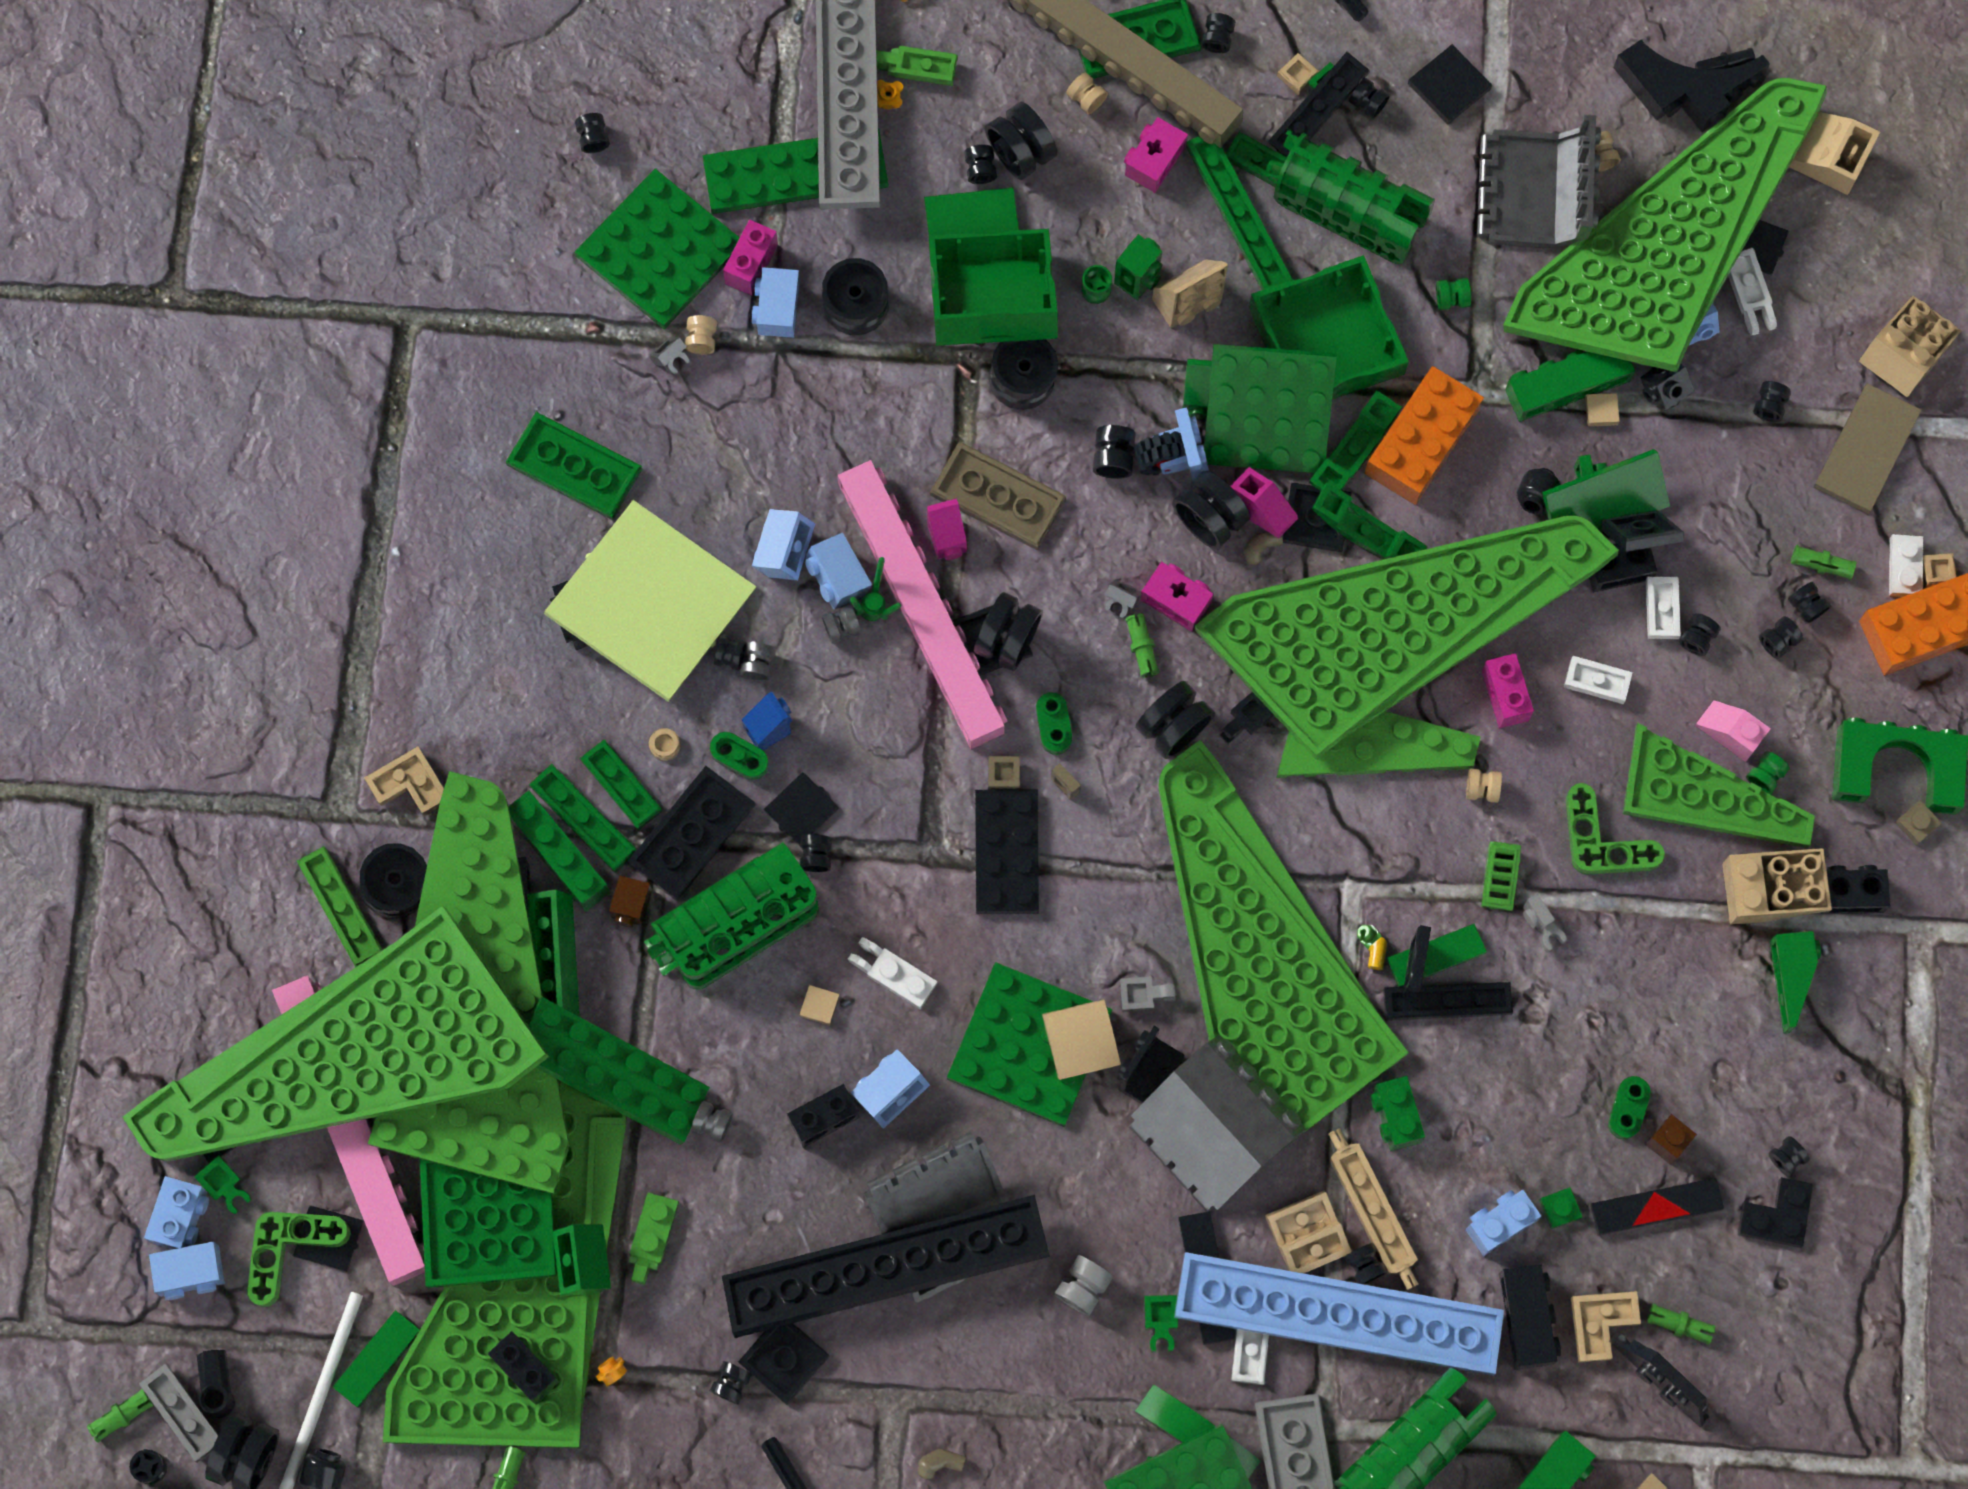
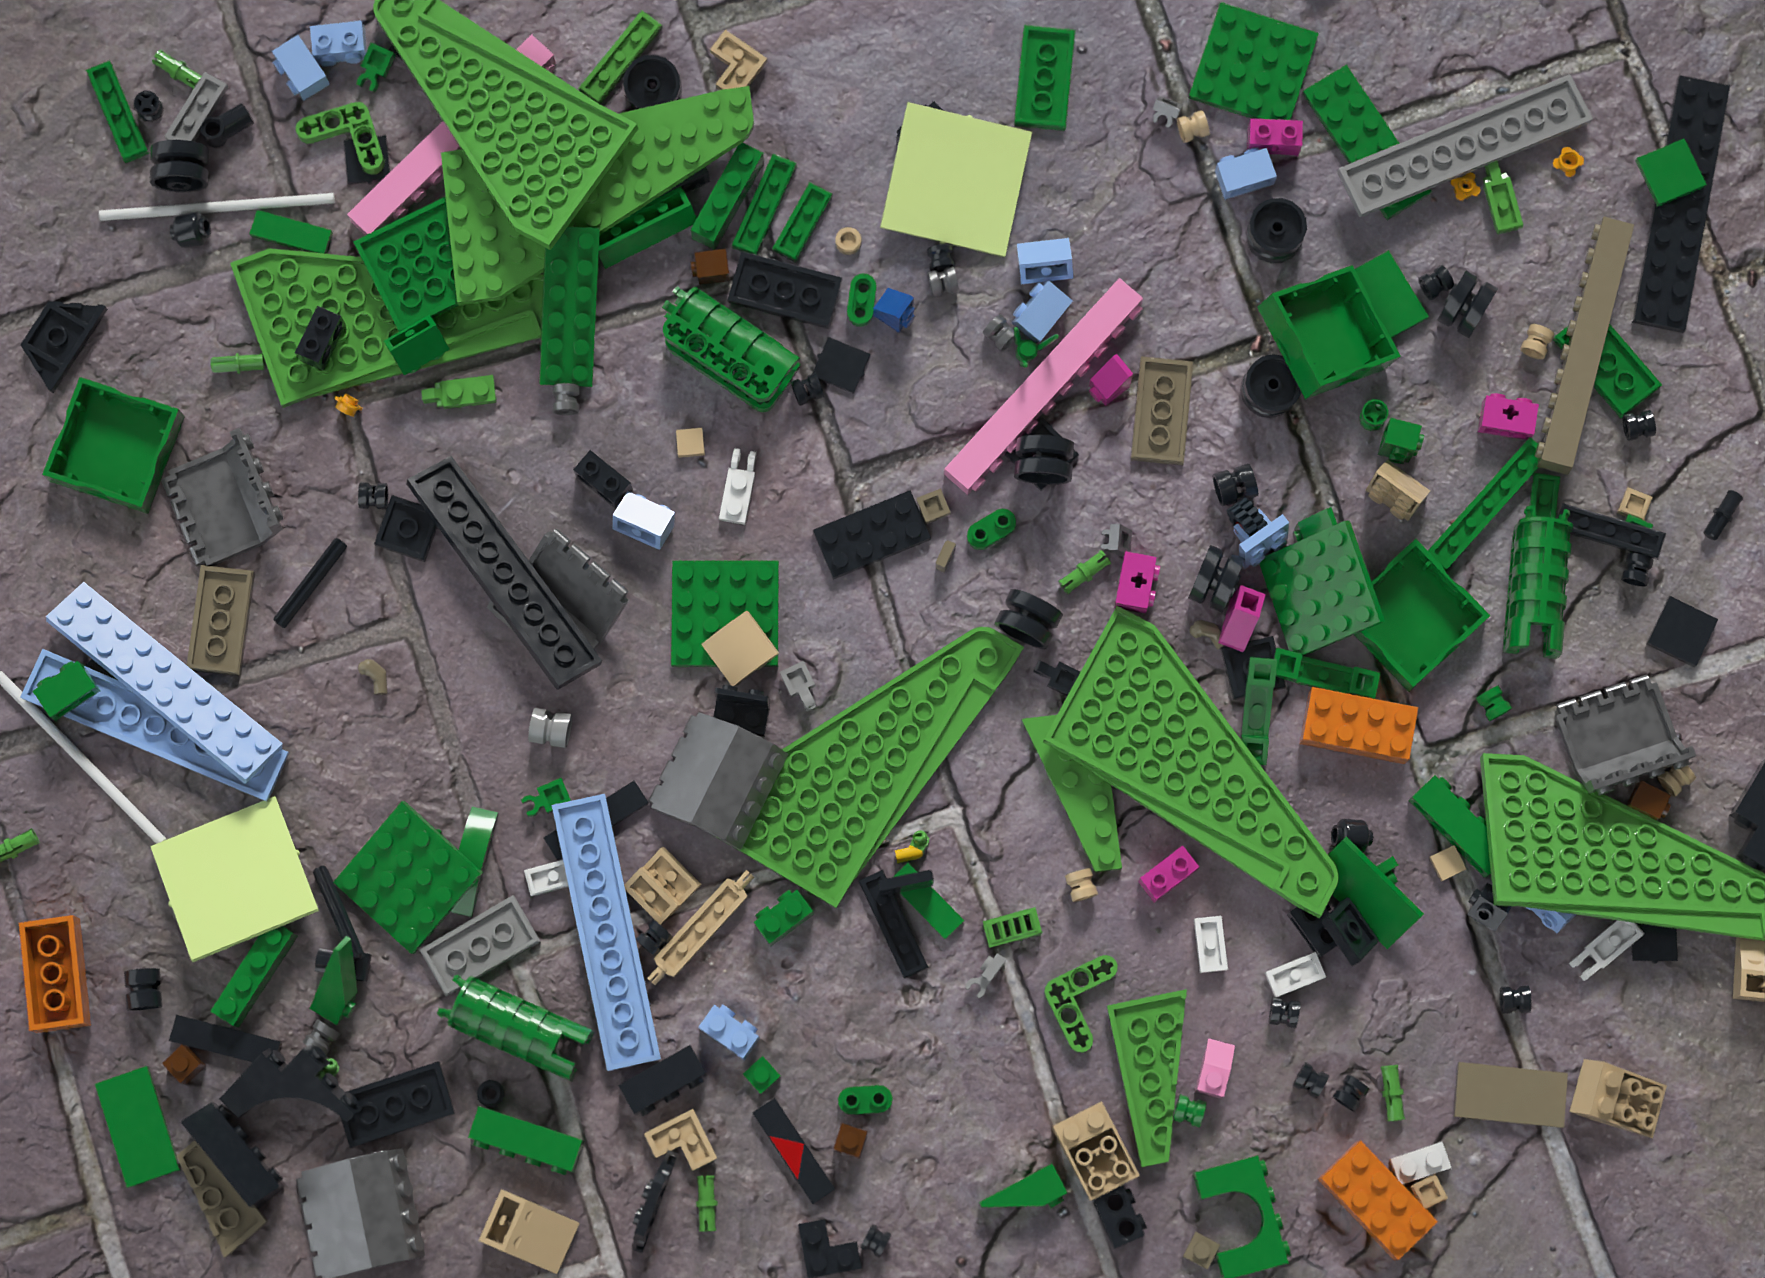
camera: 70 degrees right, 5 degrees up
(1616, 187) = (1649, 800): none -> reddish brown brick

